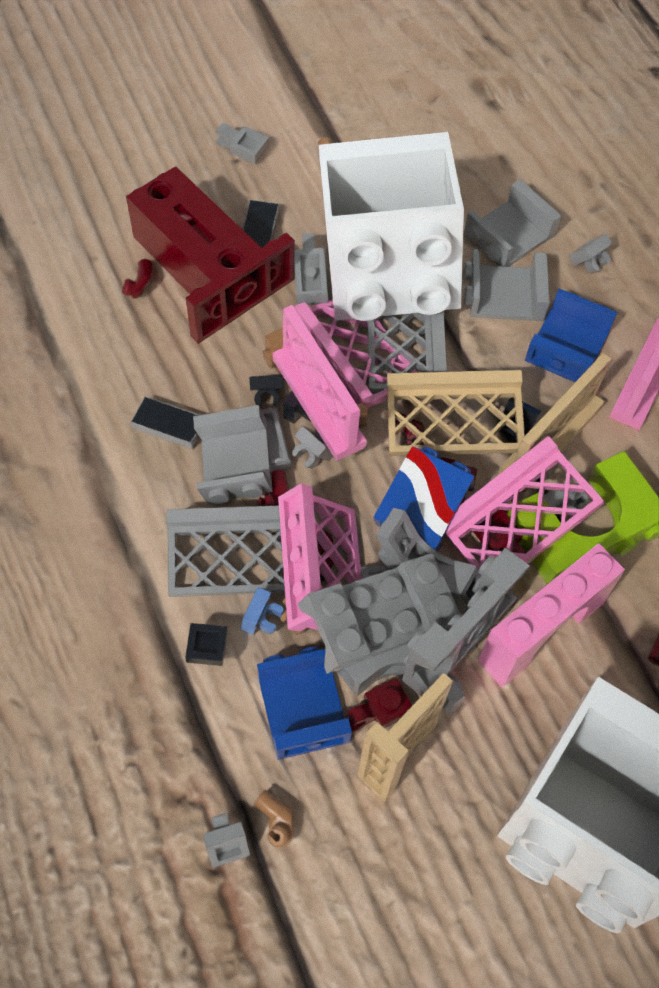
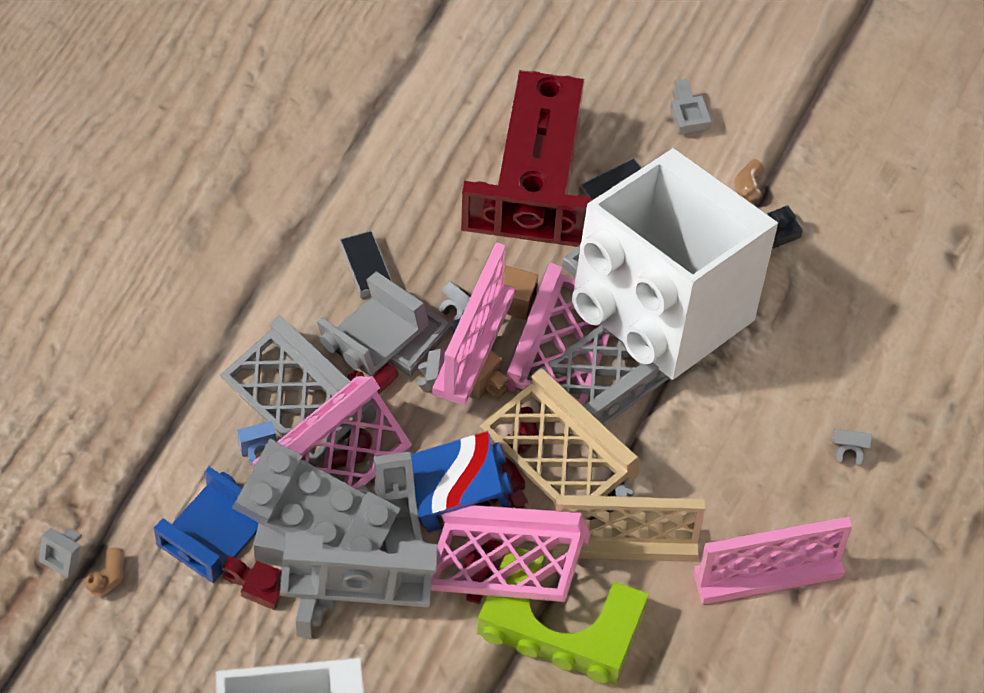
camera: 50 degrees right, 5 degrees down
(143, 279) = (477, 147): dark red arm -> none
(206, 644) = (198, 425): black tile -> none
(386, 751) = (197, 592): tan fence -> none
(507, 291) = (741, 404): light grey panel -> none
(513, 227) = (813, 366): light grey panel -> none
(570, 336) = (741, 488): blue panel -> none
(571, 594) = (473, 630): bright pink arch -> none
(577, 500) = (577, 593): light grey arm -> none

